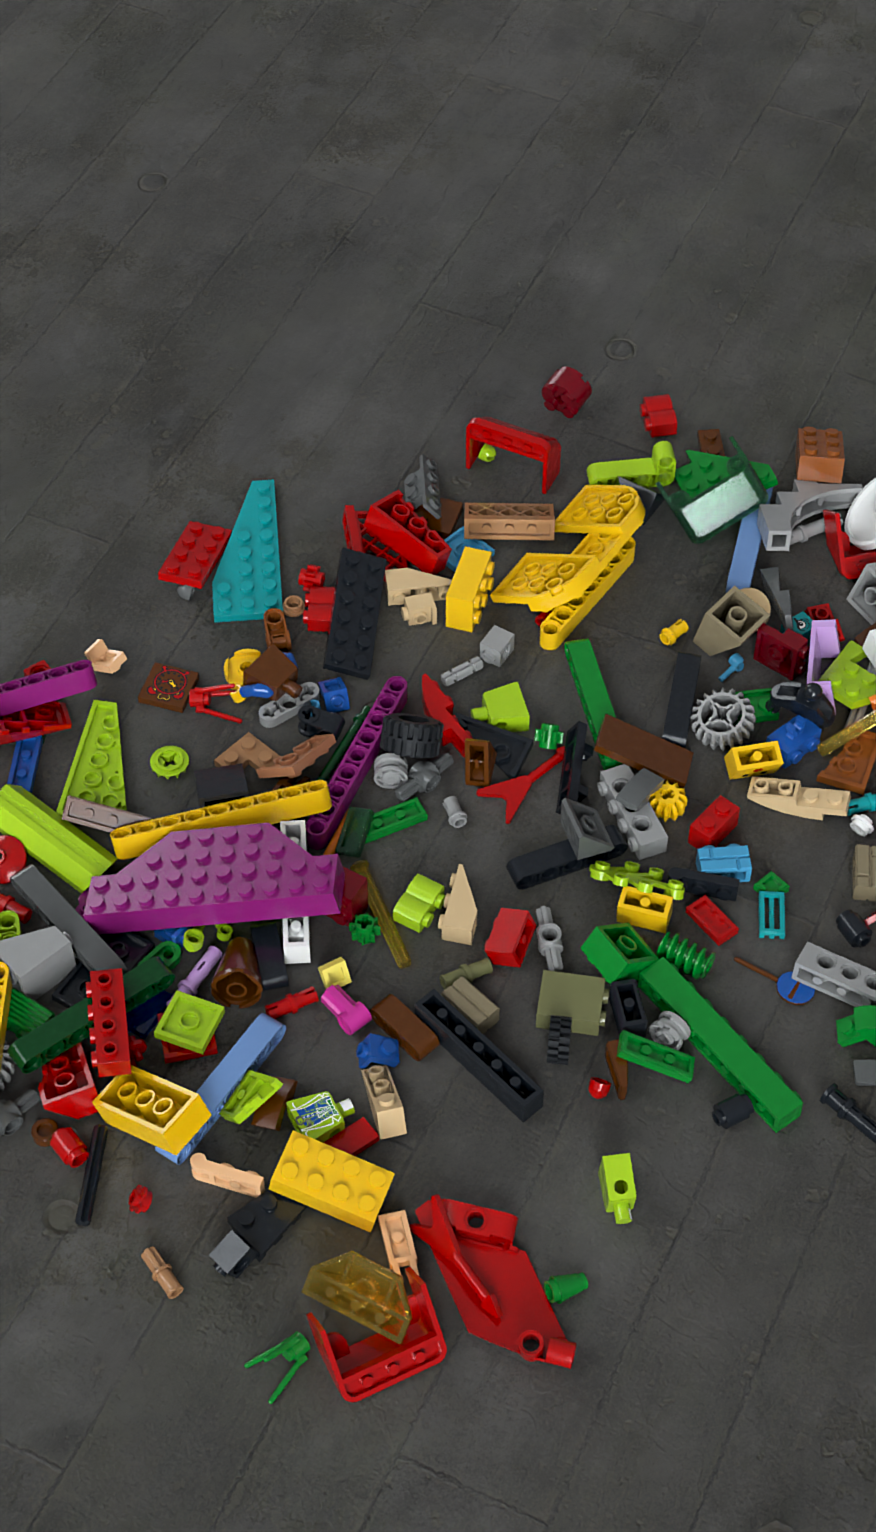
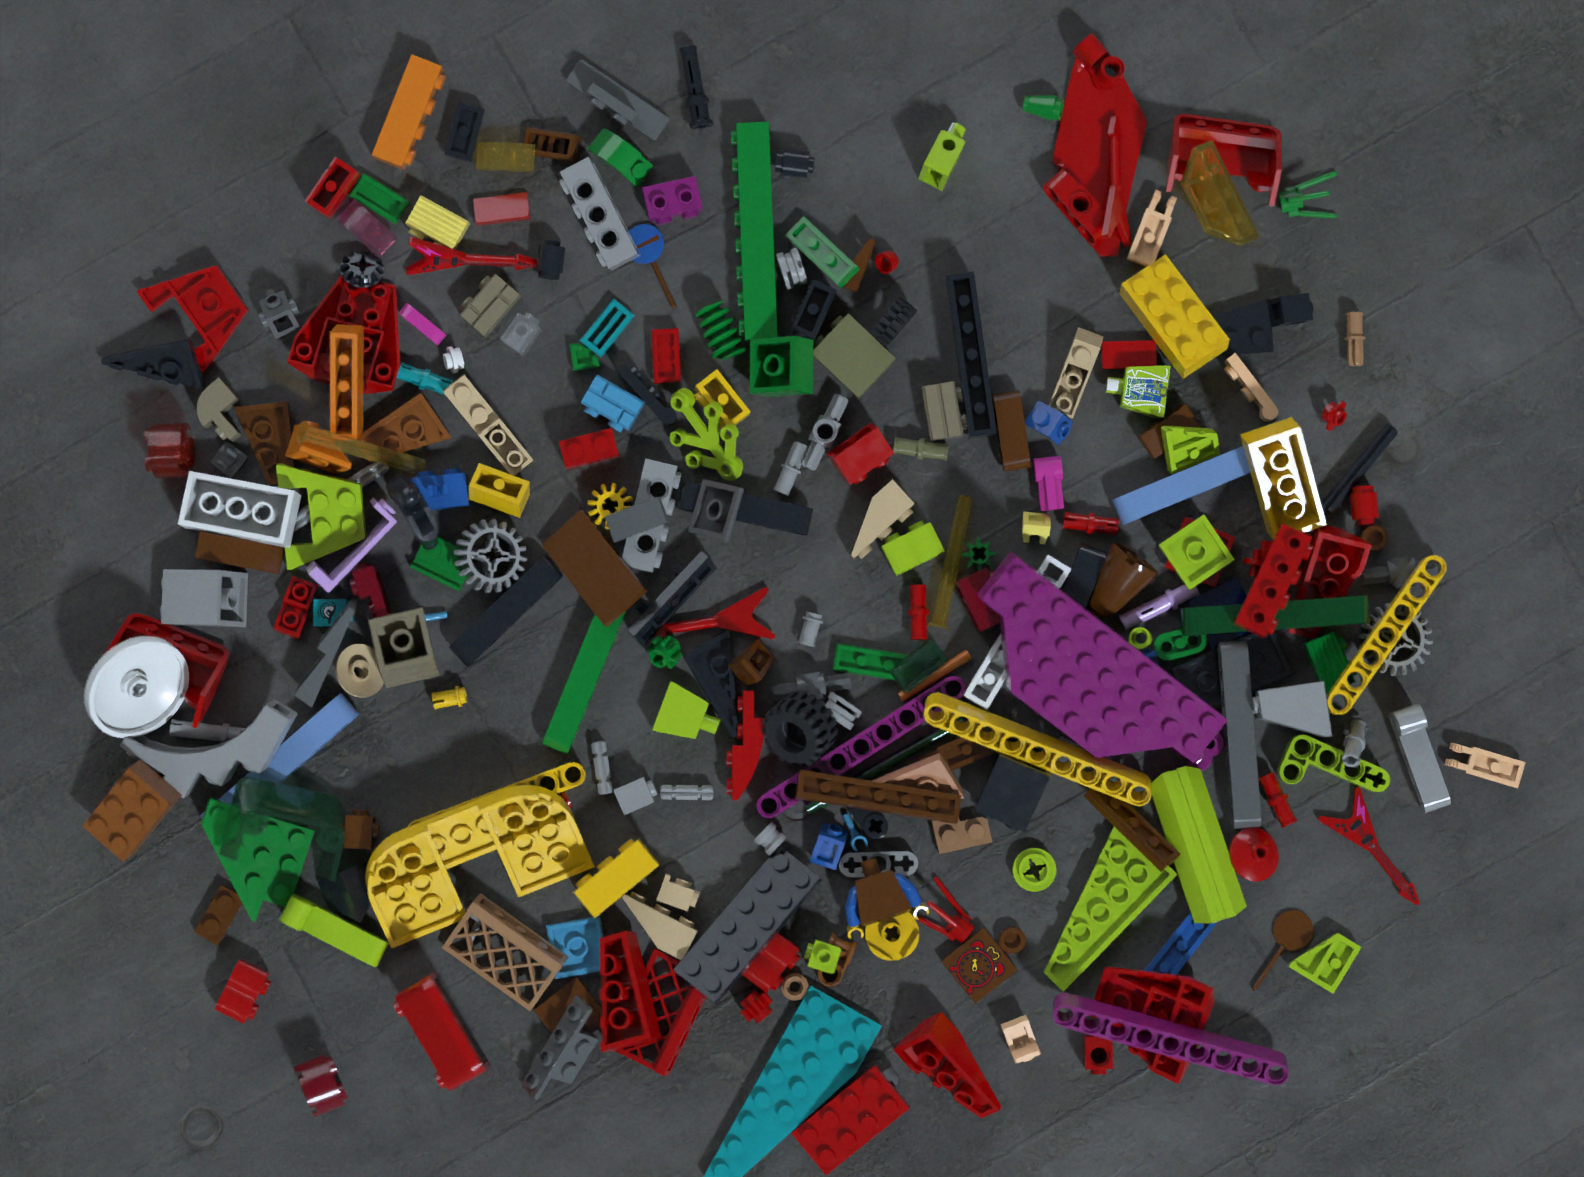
camera: 150 degrees left, 35 degrees up
(155, 714) = (1012, 940): none -> reddish brown tile
(158, 623) = (944, 1056): none -> red wedge
(287, 622) = (822, 956): none -> lime bracket
(320, 727) = (878, 796): none -> reddish brown plate
(379, 673) = (770, 838): none -> light grey wheel
(381, 867) = (918, 612): none -> red pin
(533, 652) = (602, 767): none -> light grey axle
(554, 902) = (791, 468): none -> light grey axle
(664, 529) = (360, 830): none -> reddish brown brick
(802, 1025) = (673, 200): none -> magenta brick
(829, 868) = (521, 333): none -> clear brick

